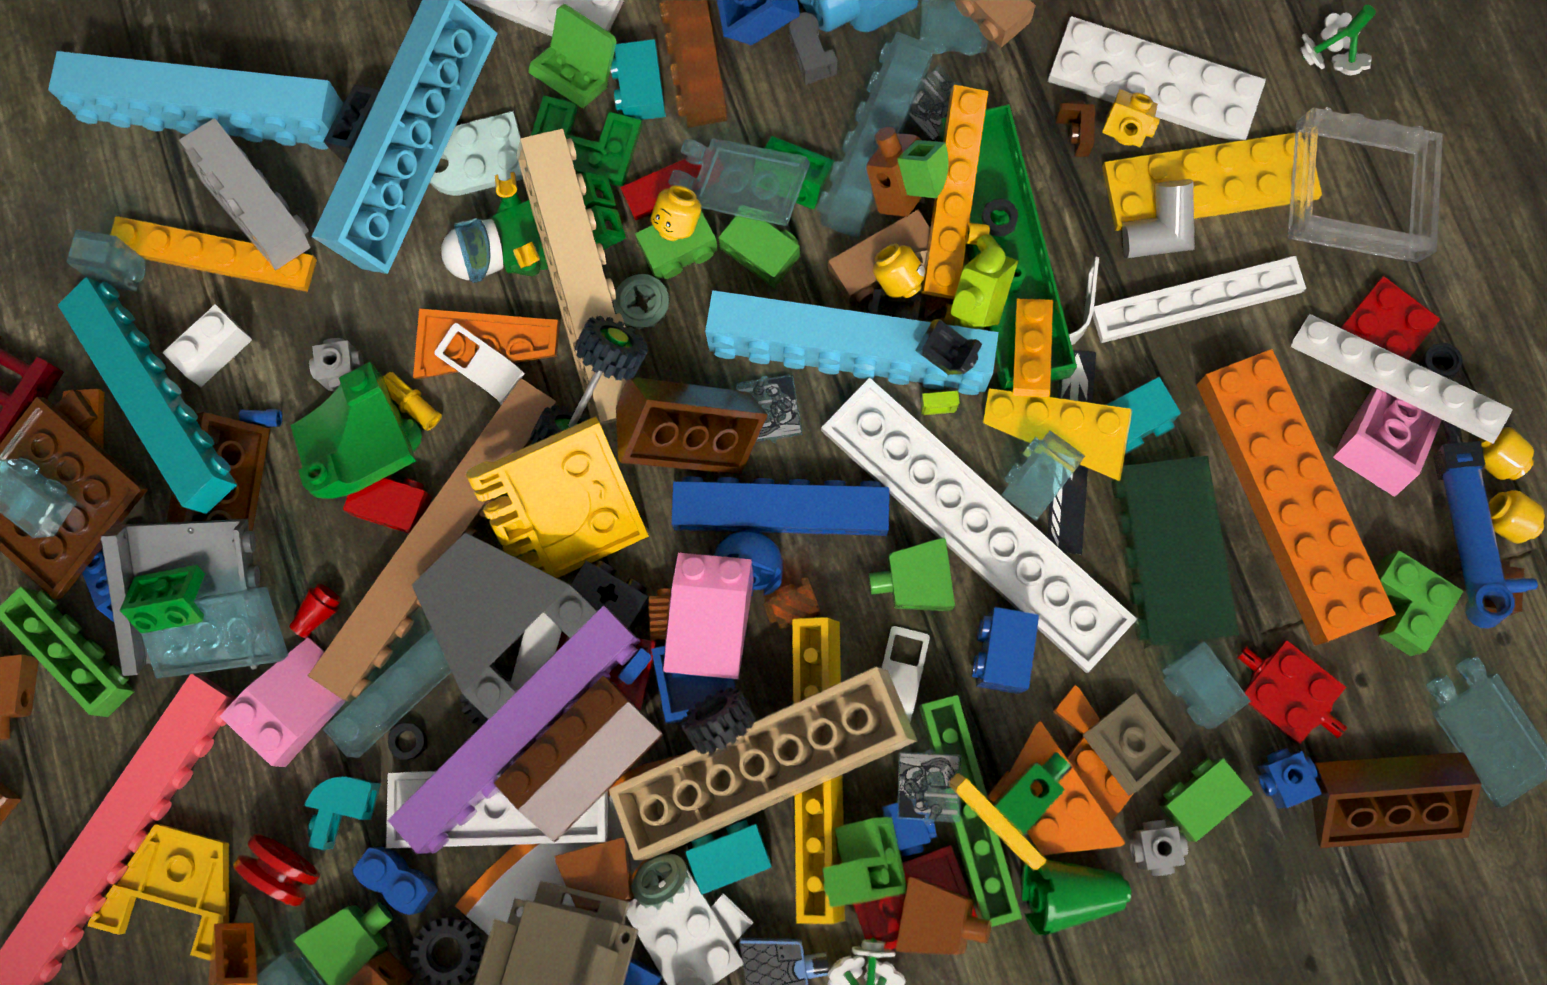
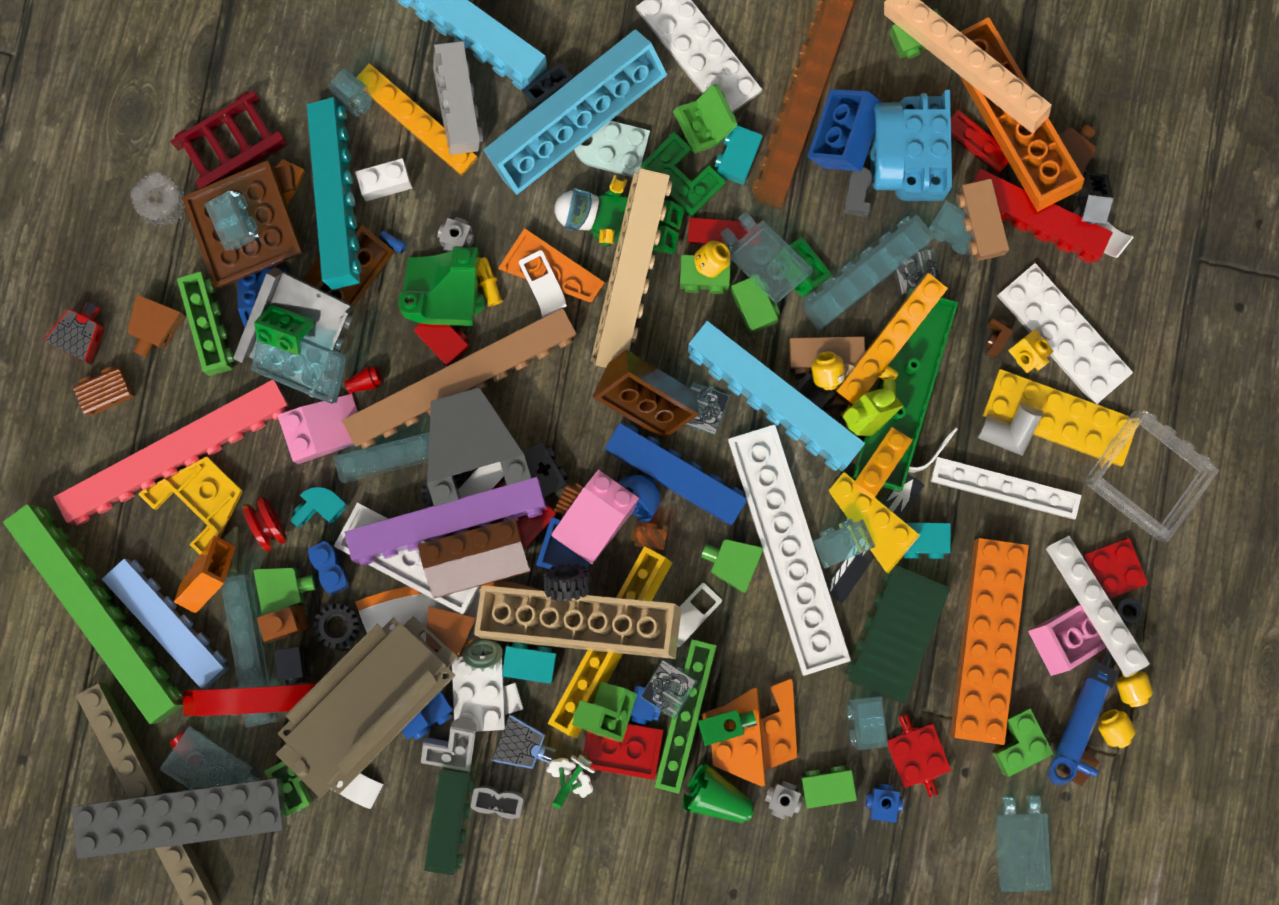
camera: 25 degrees right, 5 degrees up
(393, 738) = (384, 496): black piece -> none
(561, 500) = (546, 400): yellow hinge -> none
(610, 351) = (623, 328): black axle -> none
(634, 666) = (535, 522): blue tile -> none
(647, 287) = (671, 290): sand green gear -> none
(886, 174) = (865, 307): dark orange torso -> none
(924, 168) = (879, 315): bright green brick -> none
(938, 920) = (630, 767): dark orange torso -> none
(939, 402) = (808, 463): lime tile -> none
(948, 349) = (827, 438): black bracket -> none
(996, 821) = (695, 730): yellow tile -> none
(1006, 206) = (916, 365): black piece -> none
(1006, 650) = (760, 636): blue piece -> none
(1131, 744) = (803, 731): dark tan plate -> none
(1341, 33) = (1199, 368): white plant -> none
(1395, 800) = (939, 851): reddish brown slope -> none

